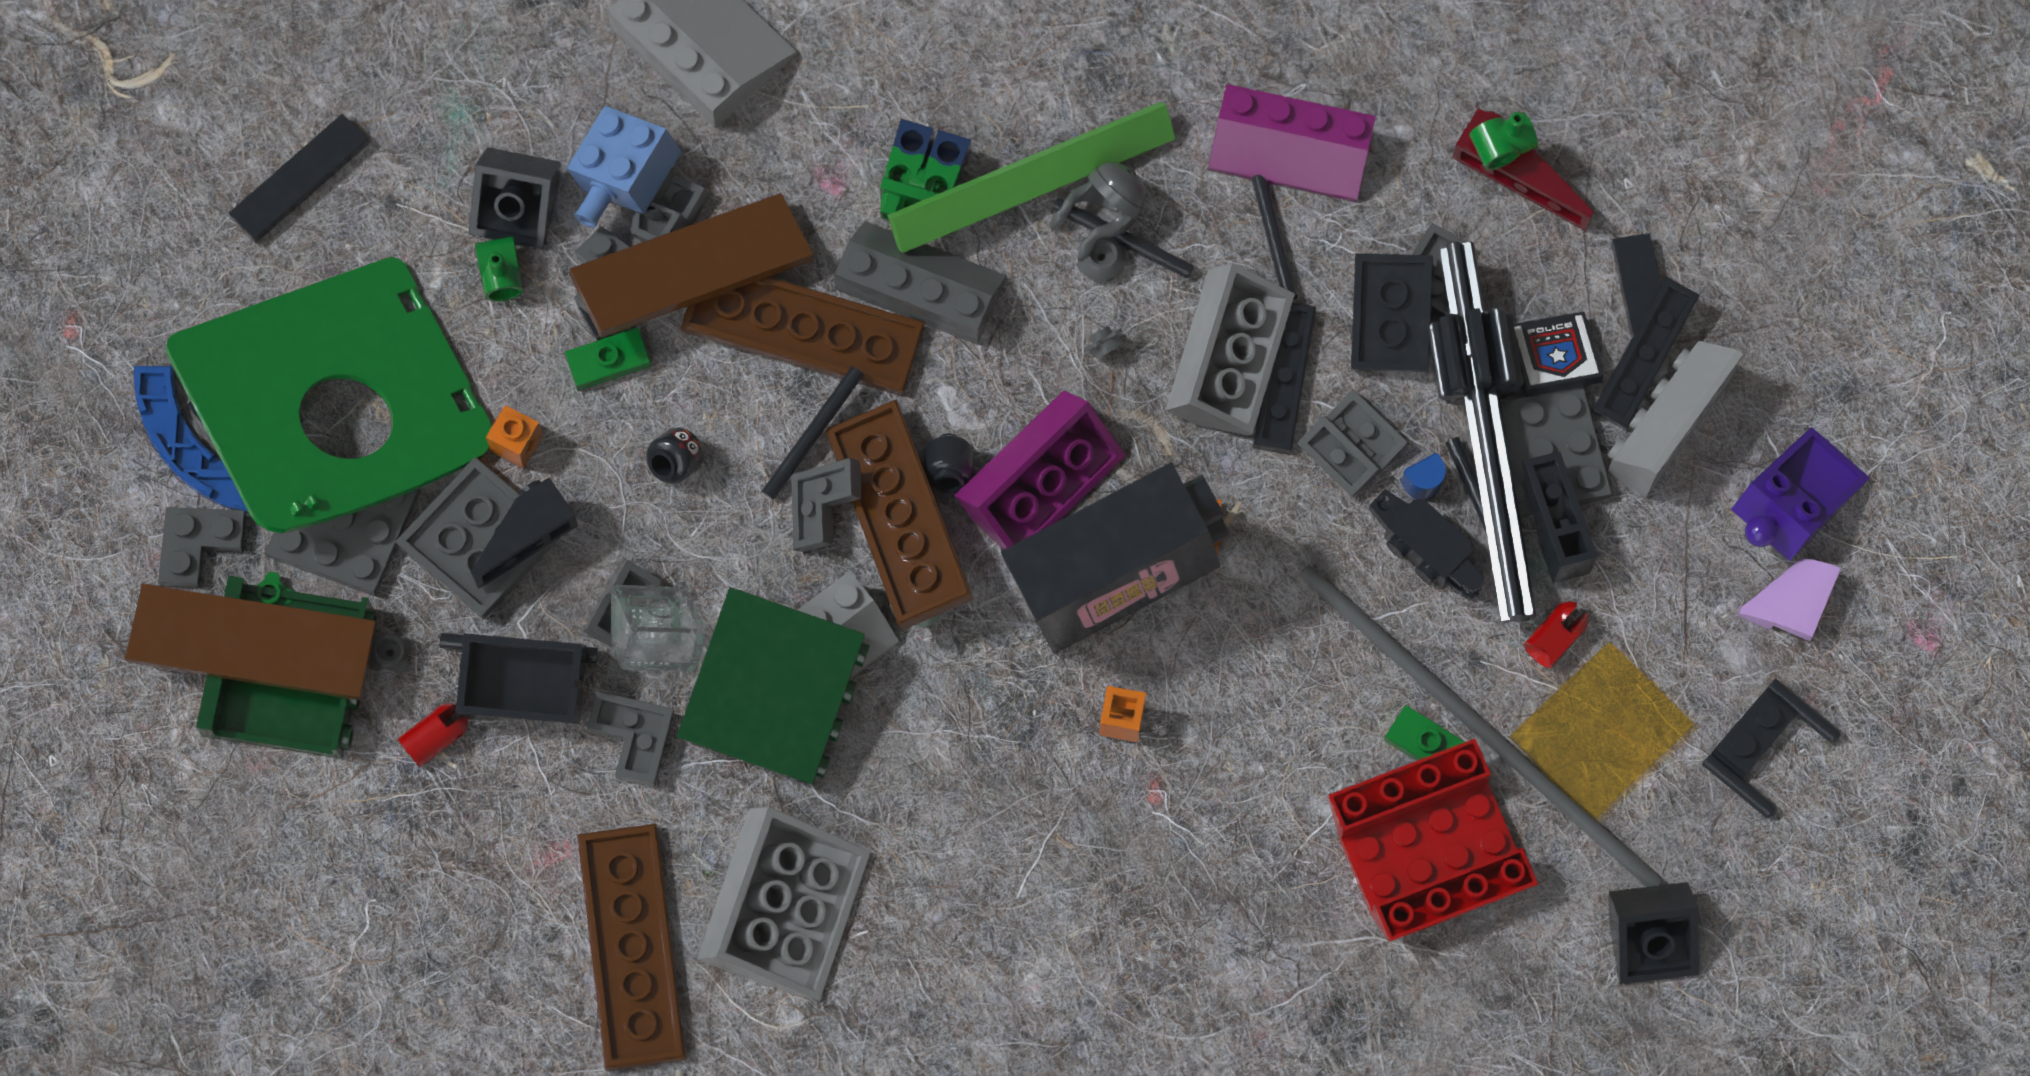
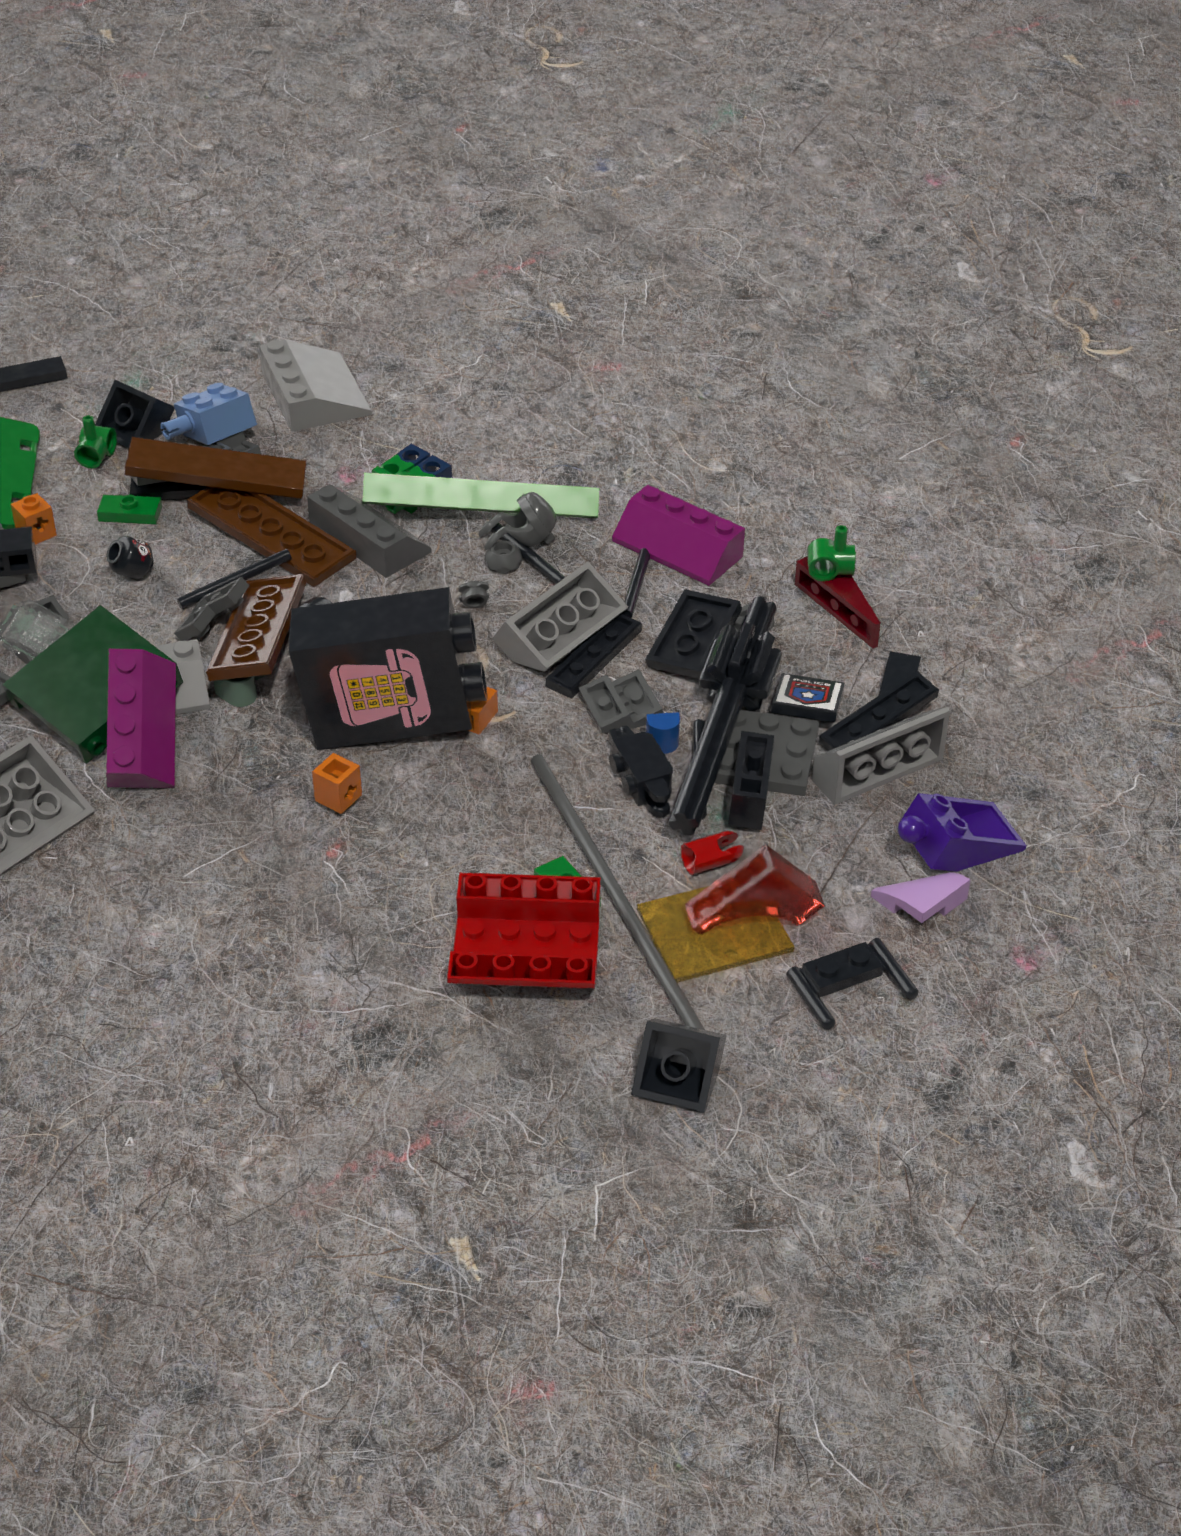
camera: 25 degrees right, 30 degrees down
(867, 730) = (140, 720): none -> magenta slope
(1636, 689) = (756, 887): none -> clear red arch

